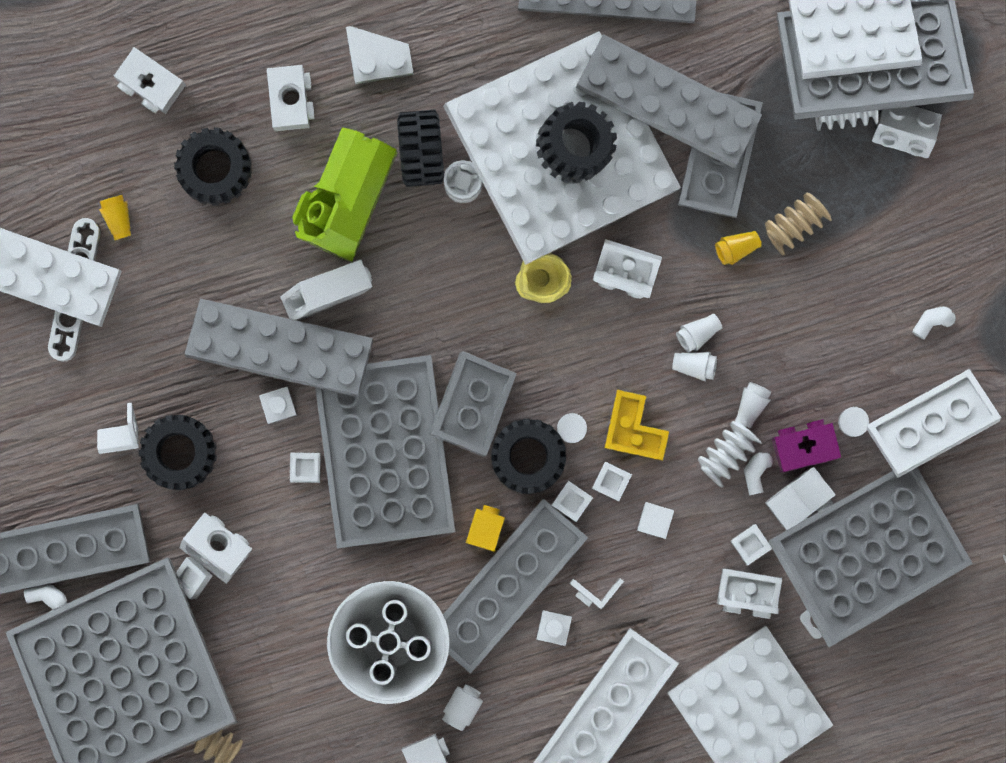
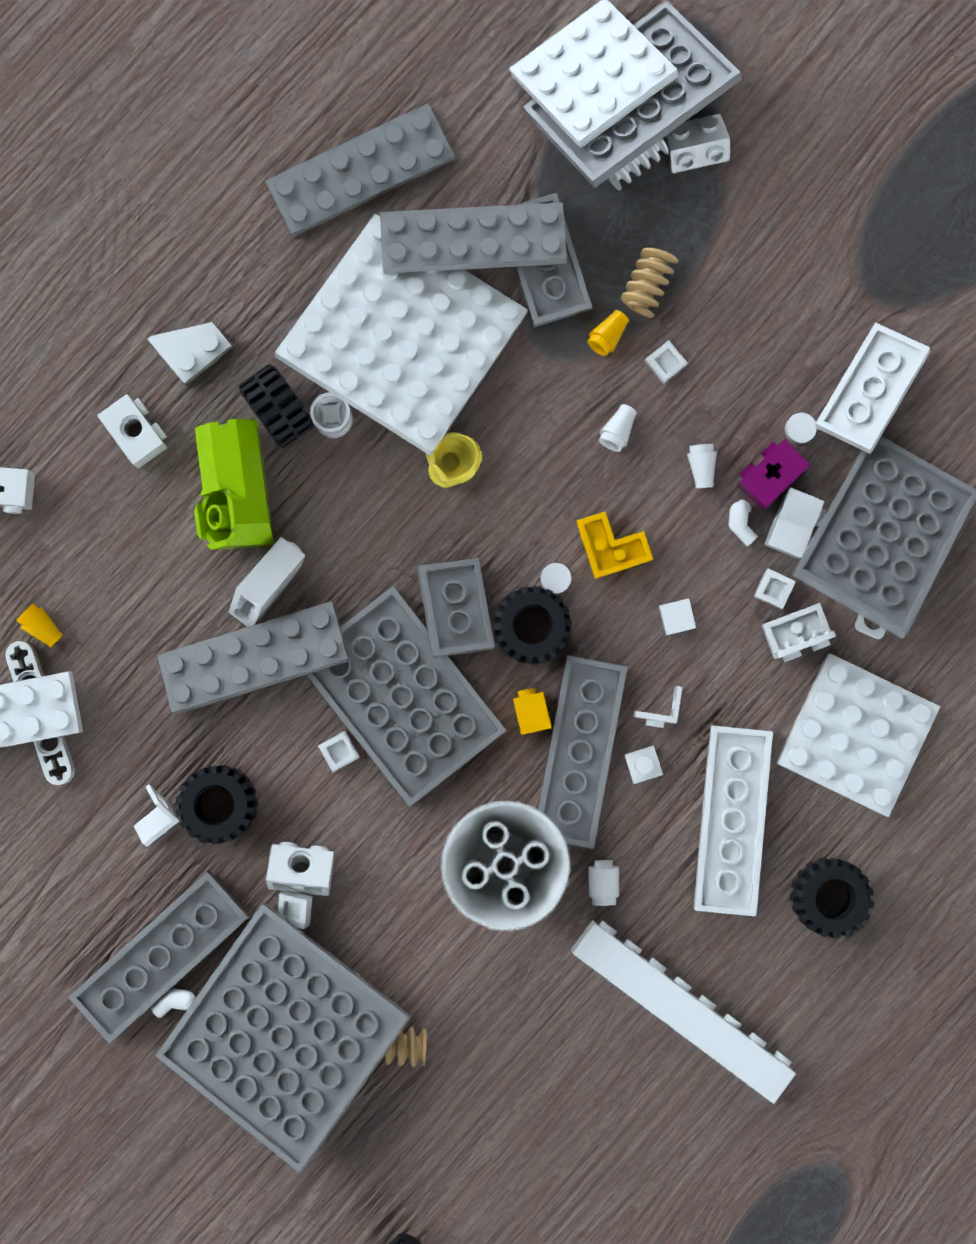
camera: 30 degrees left, 0 degrees up
(195, 148) = (75, 525): black tyre -> none
(277, 405) = (282, 710): white plate -> none
(572, 501) = (594, 643): white plate -> none
(592, 126) = (418, 297): black tyre -> none
(611, 481) = (618, 604): white plate -> none
(627, 269) = (522, 409): white bracket -> none
(698, 364) = (632, 458): white cone -> none
(728, 452) = (706, 519): white piece -> none
(772, 299) = (666, 362): none -> white tile
(931, 318) = (818, 294): white arm -> none

